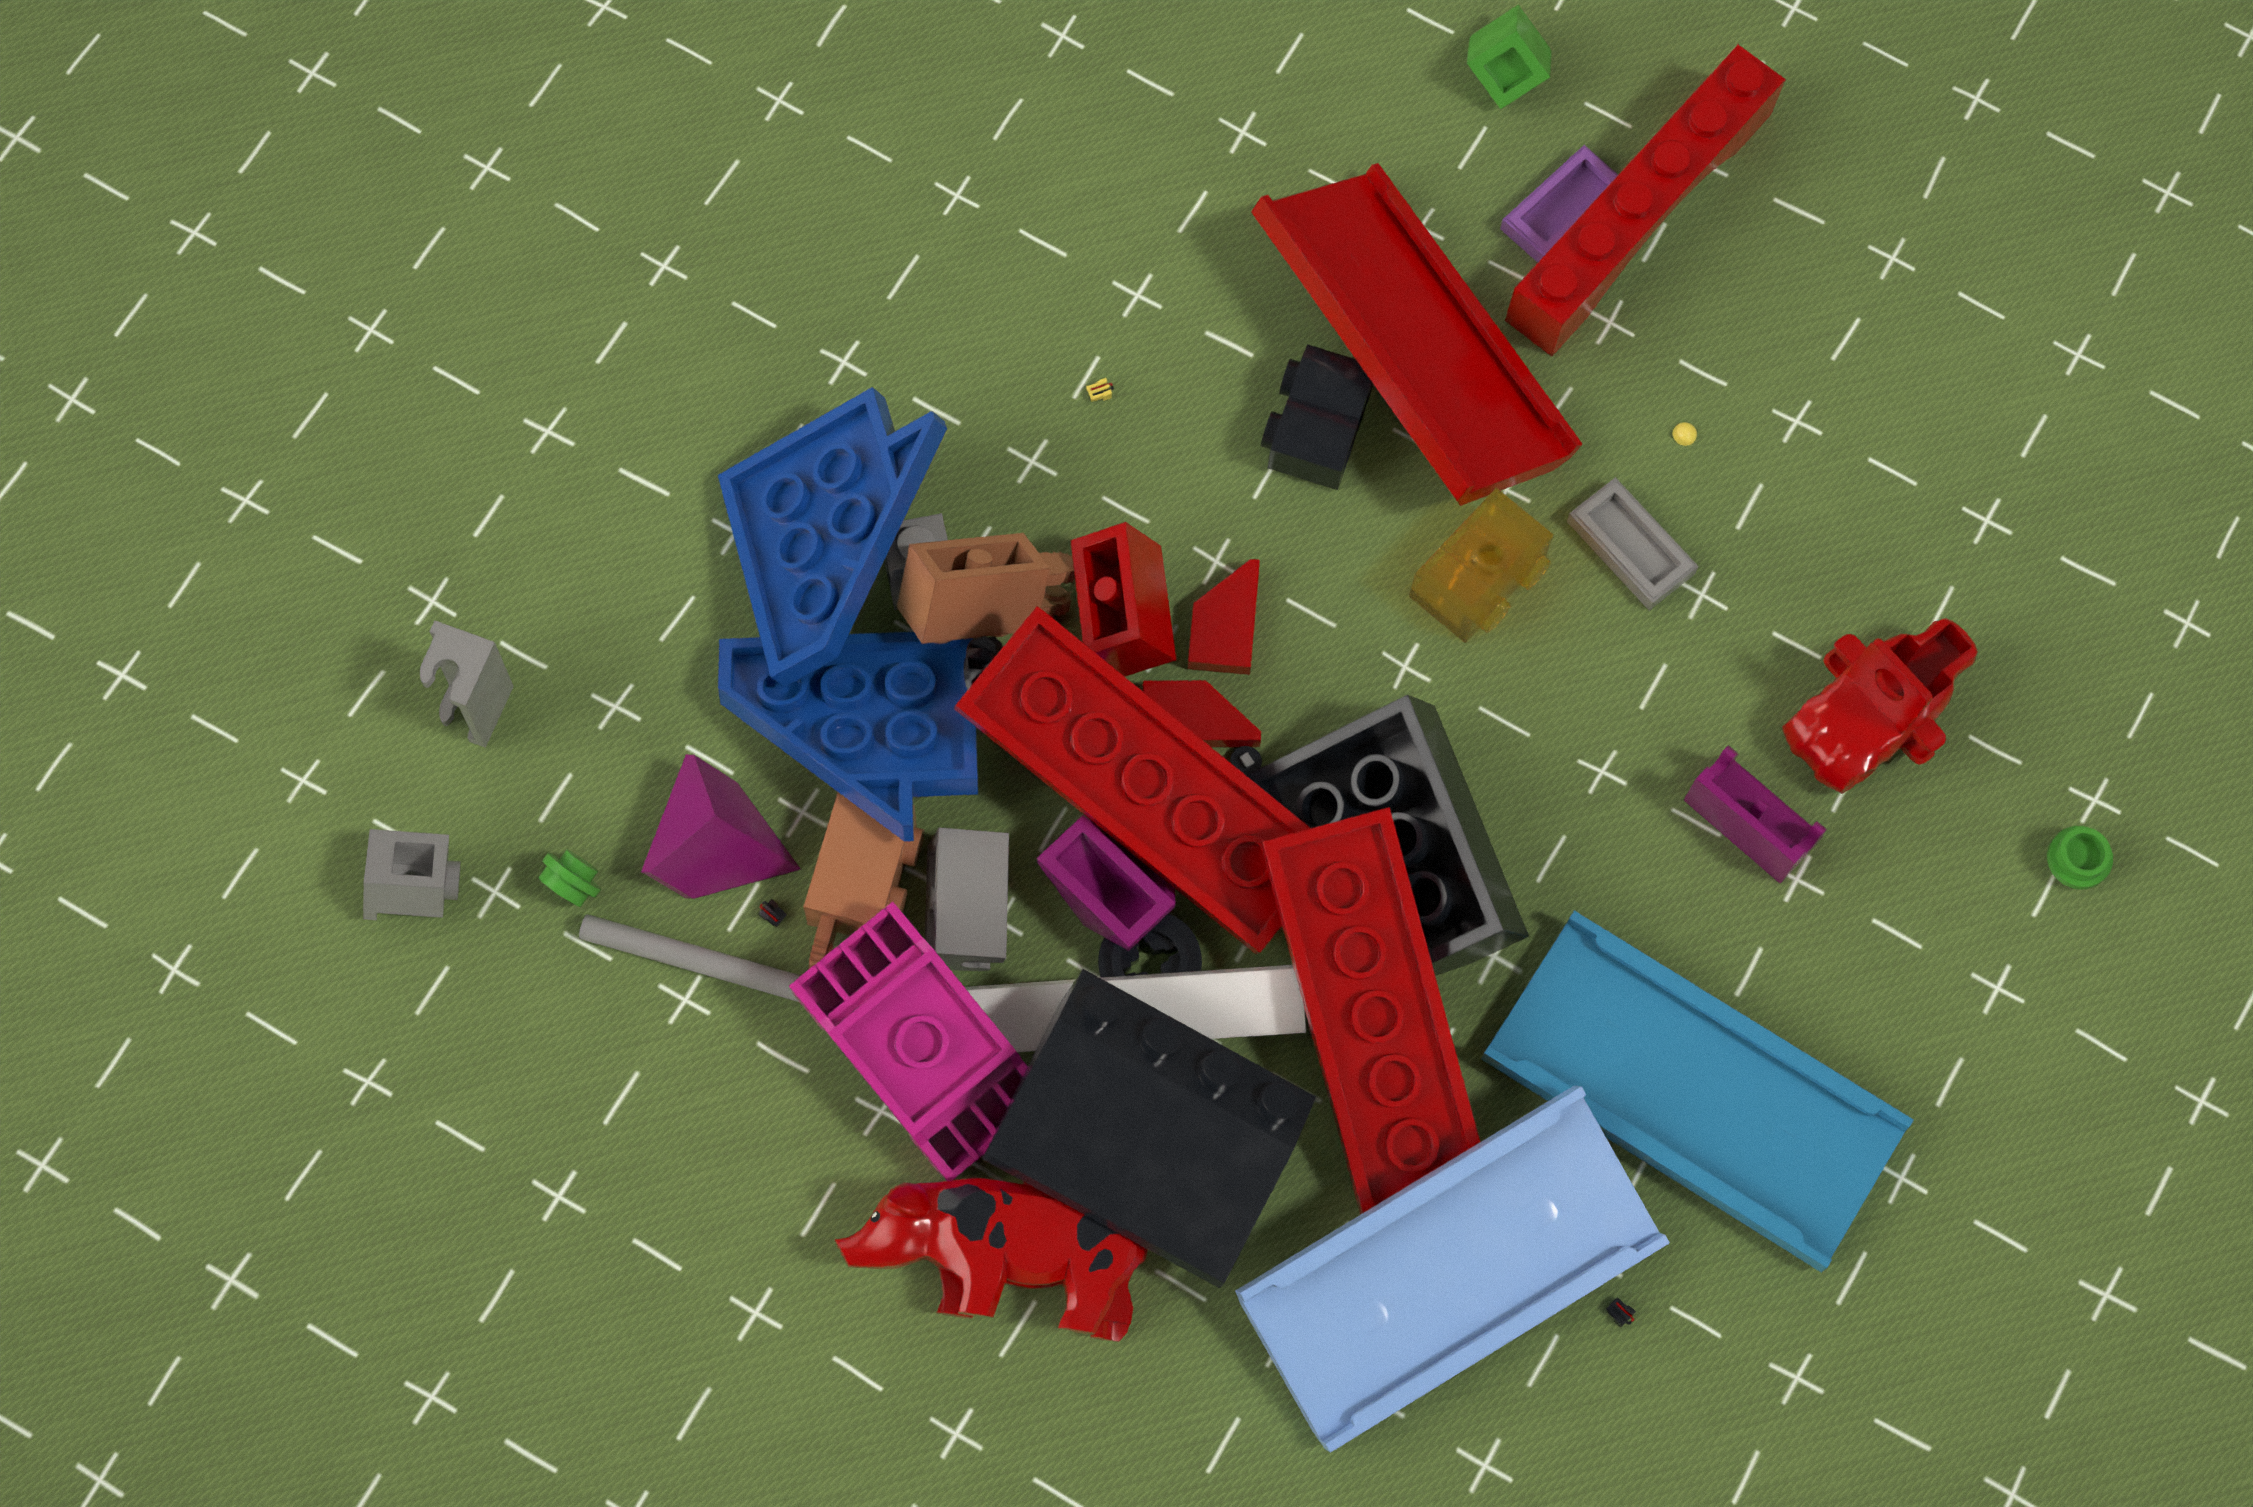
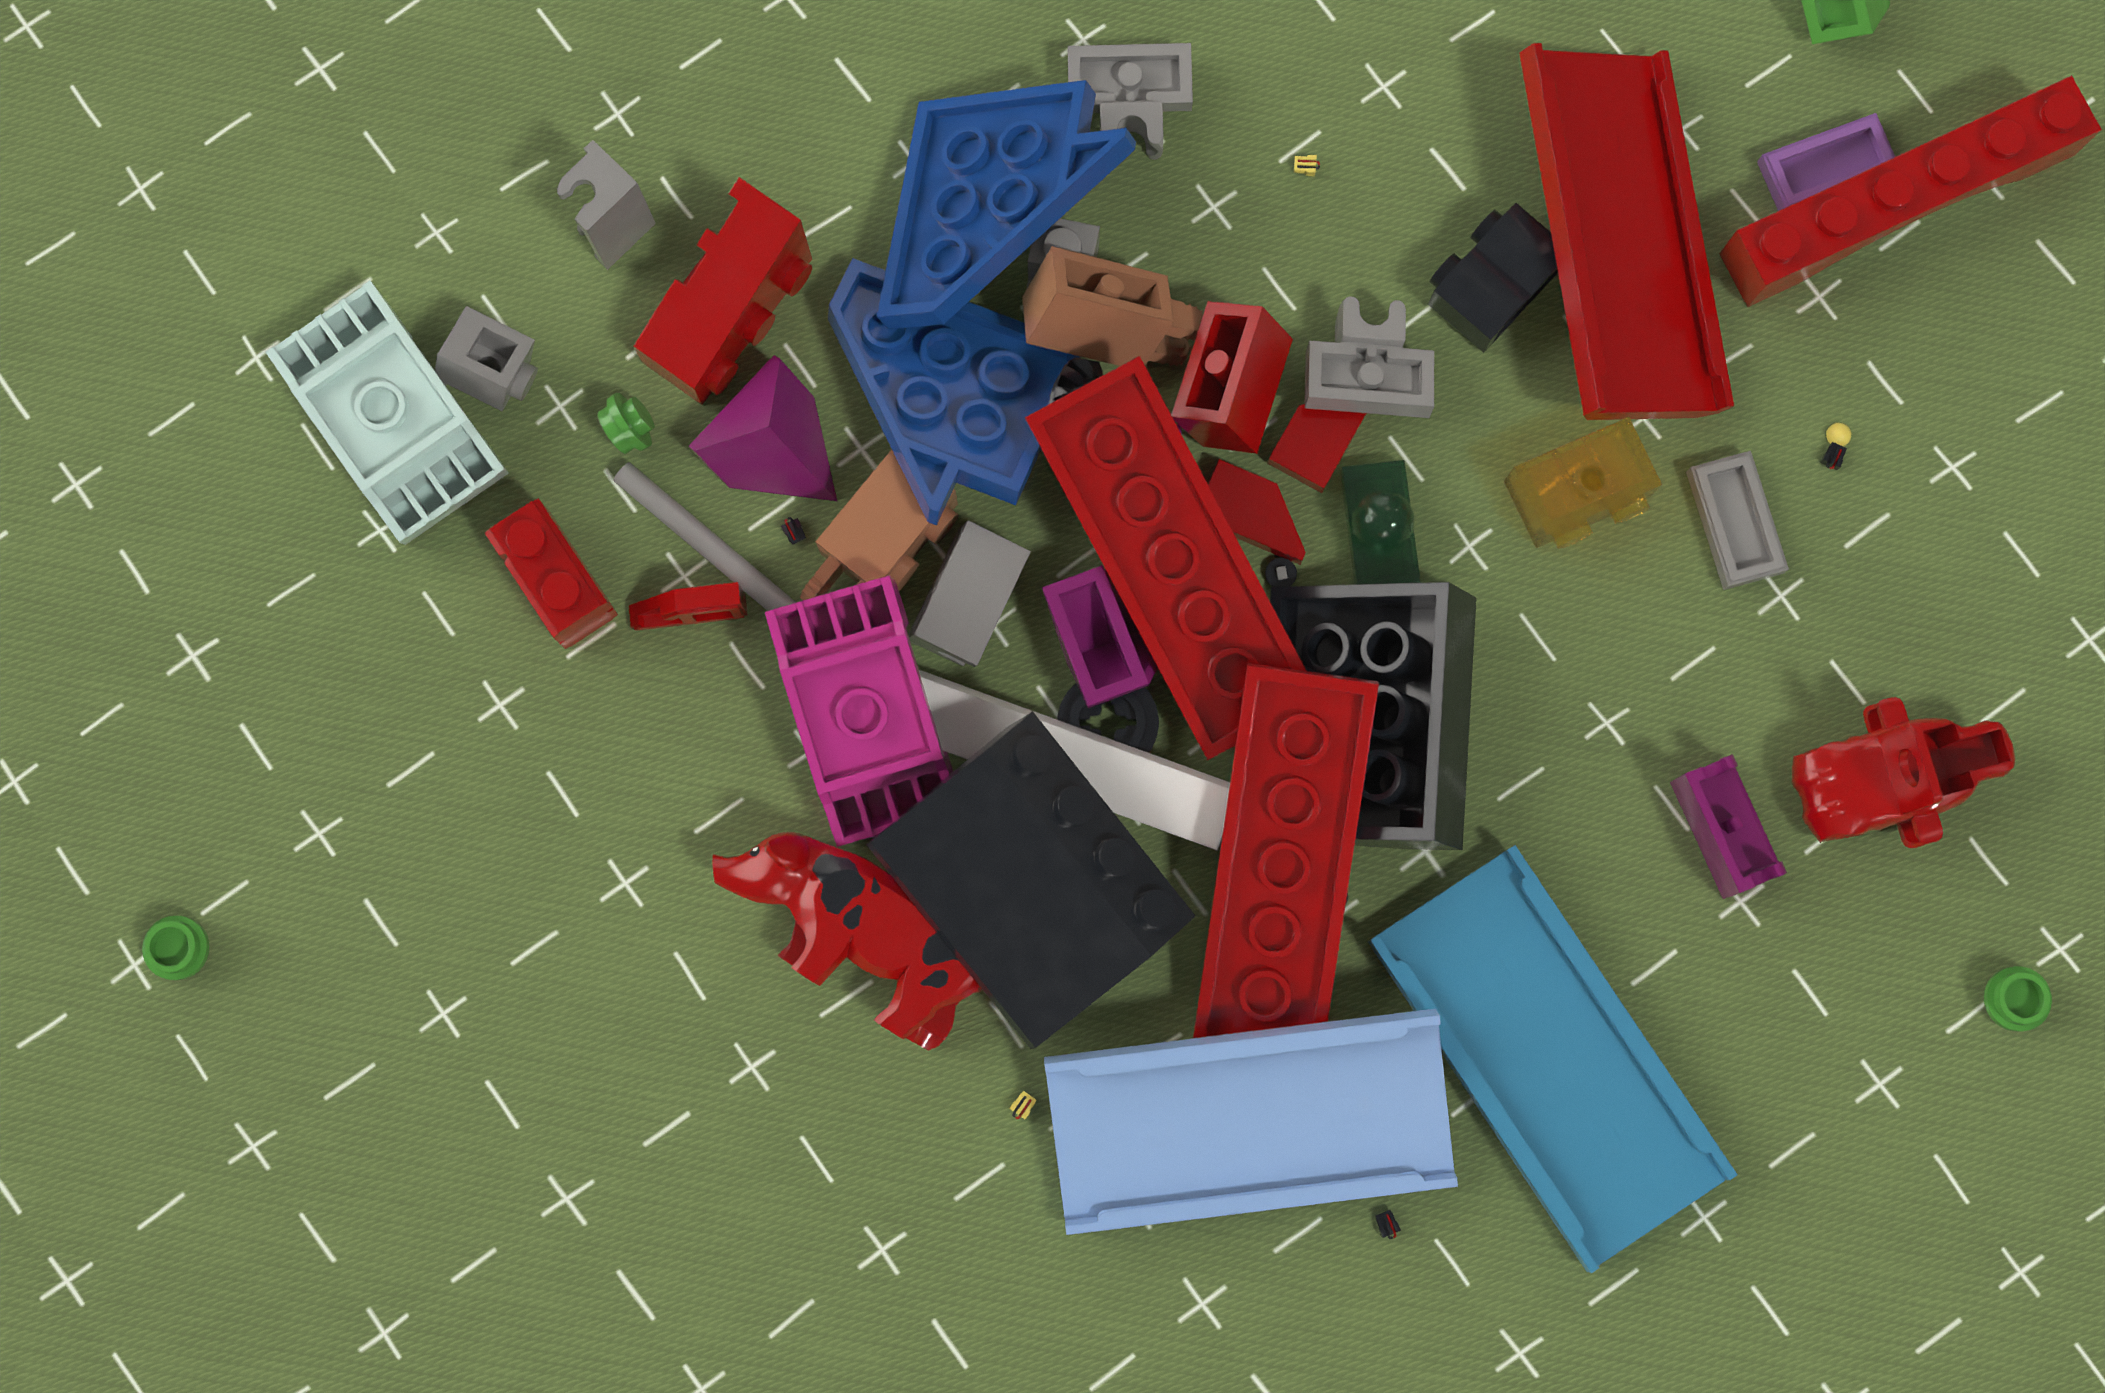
camera: 30 degrees right, 10 degrees up
(333, 961) = (386, 413): none -> light aqua plate
(559, 1045) = (551, 573): none -> red brick
(617, 719) = (727, 295): none -> red wedge
(705, 1022) = (689, 606): none -> red tile
(914, 379) = (1135, 85): none -> light grey plate
(1232, 1353) = (1023, 1105): none -> light yellow piece
(1242, 542) = (1369, 367): none -> light grey plate
(1314, 676) = (1380, 523): none -> clear green tile
(1689, 453) = (1834, 456): none -> black piece

